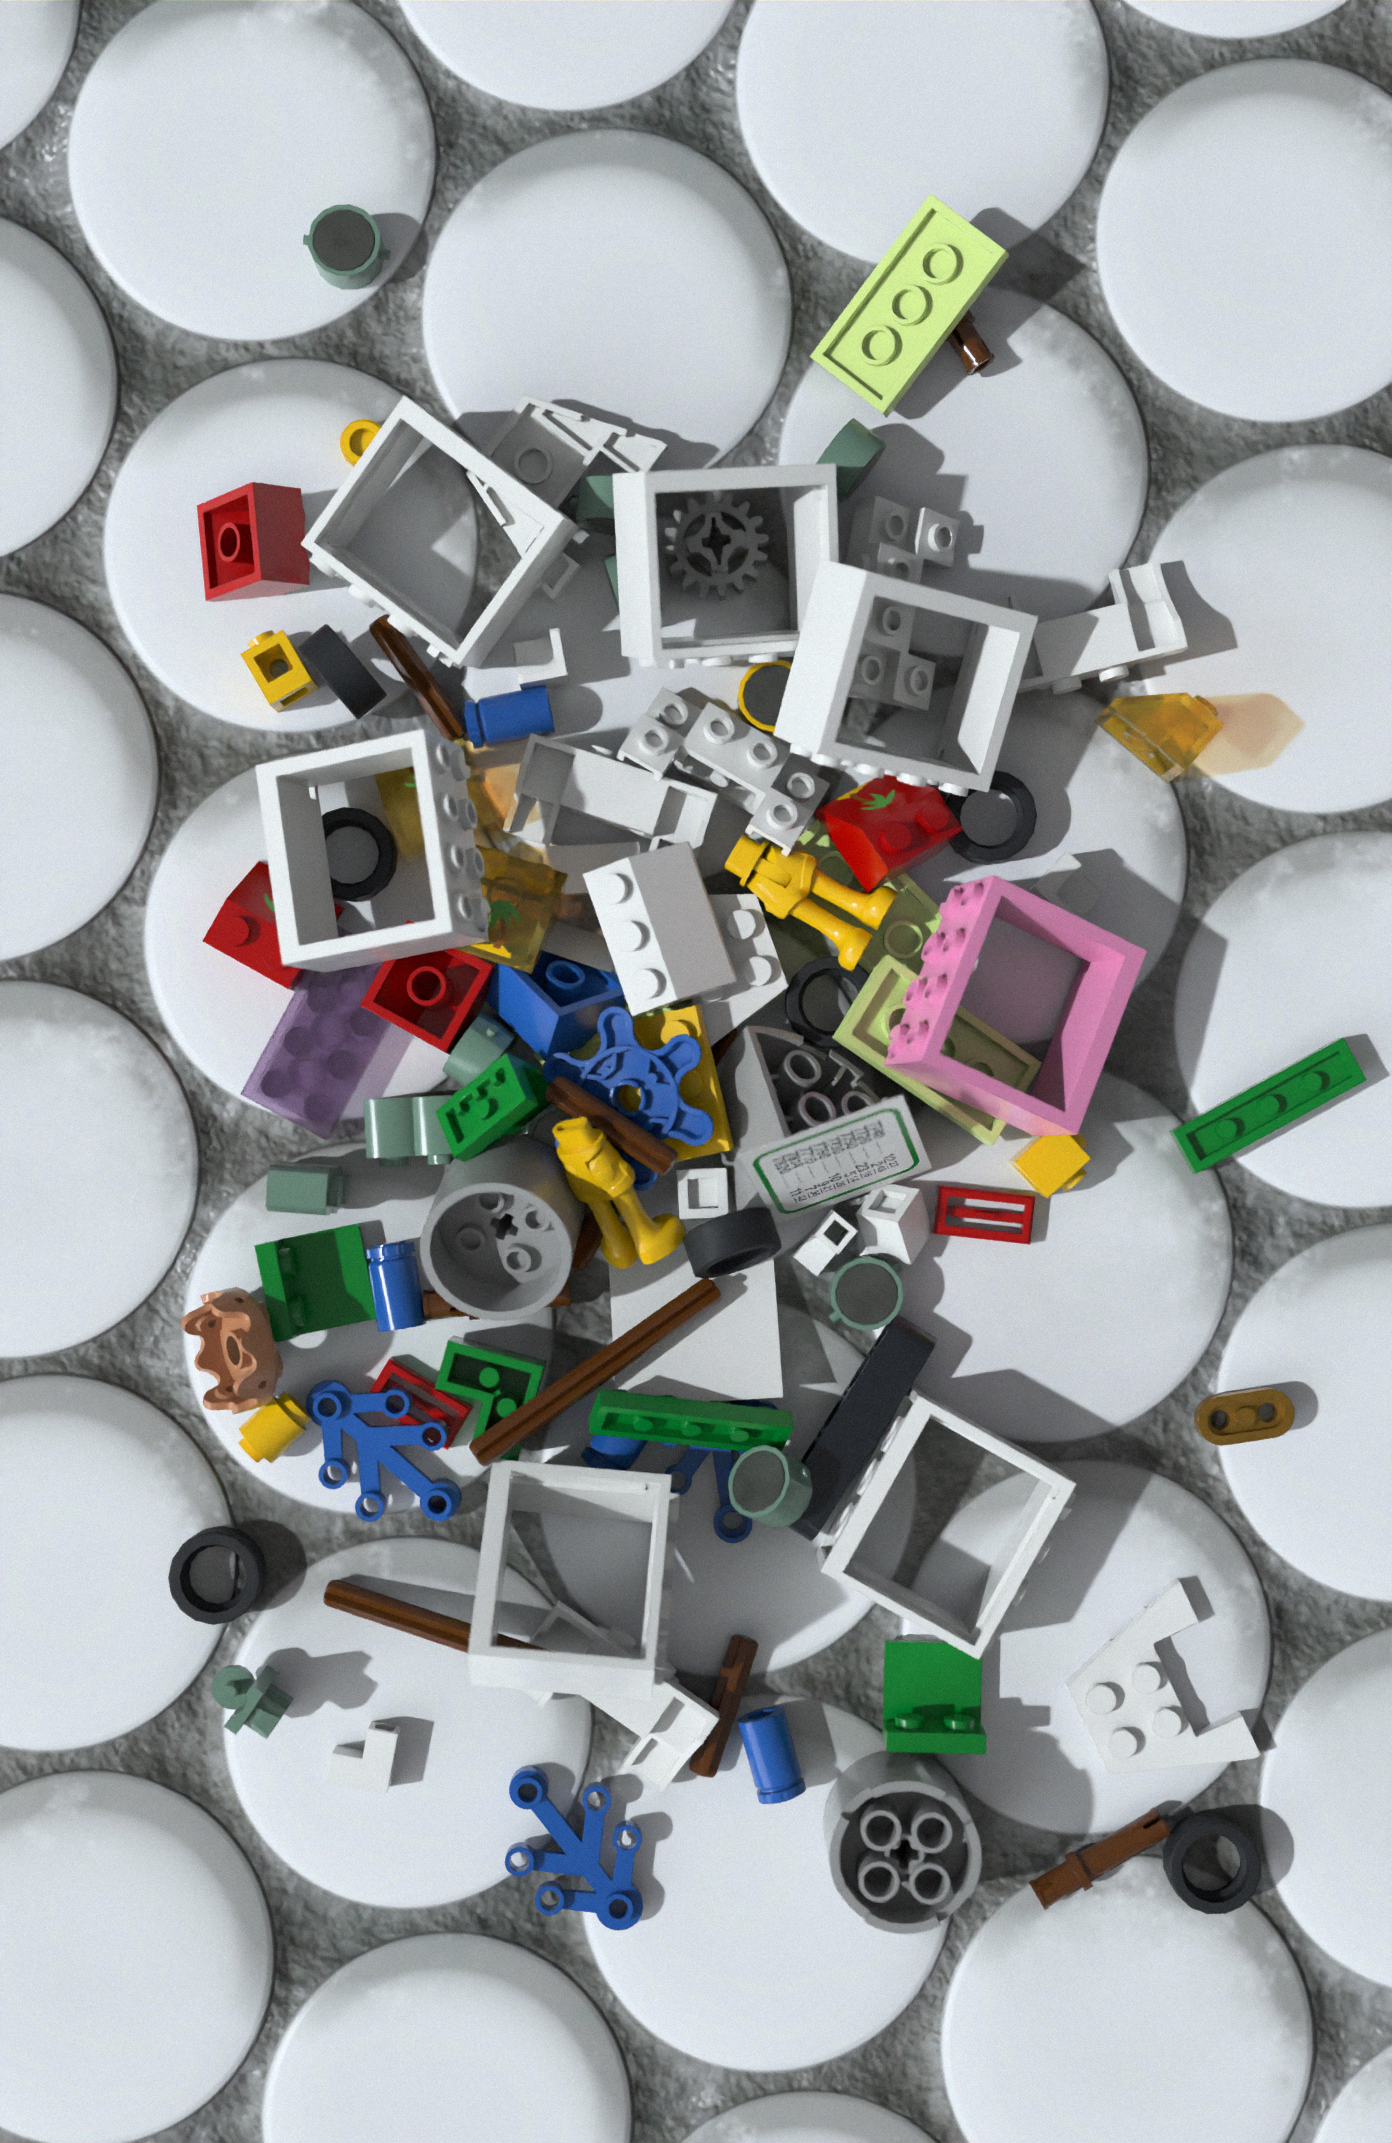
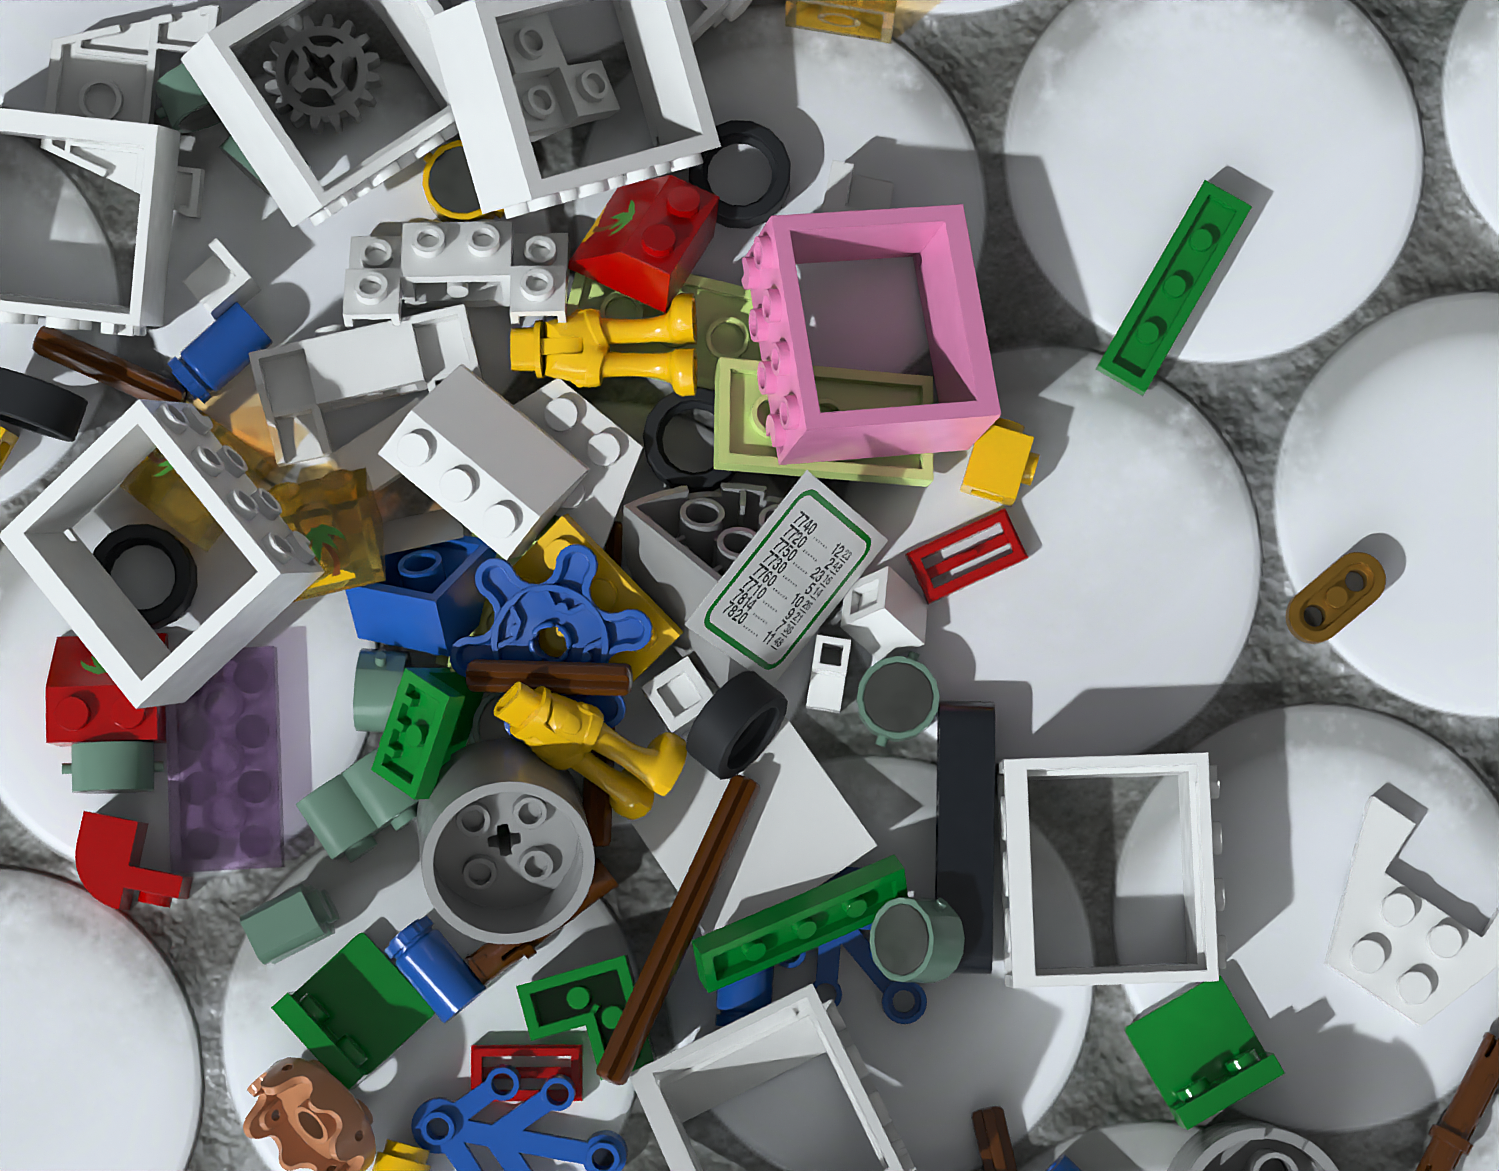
camera: 25 degrees left, 5 degrees down
(198, 1059) = (109, 864): none -> red brick
(242, 988) = (112, 767): none -> sand green piece
(431, 994) = (301, 661): red slope -> none

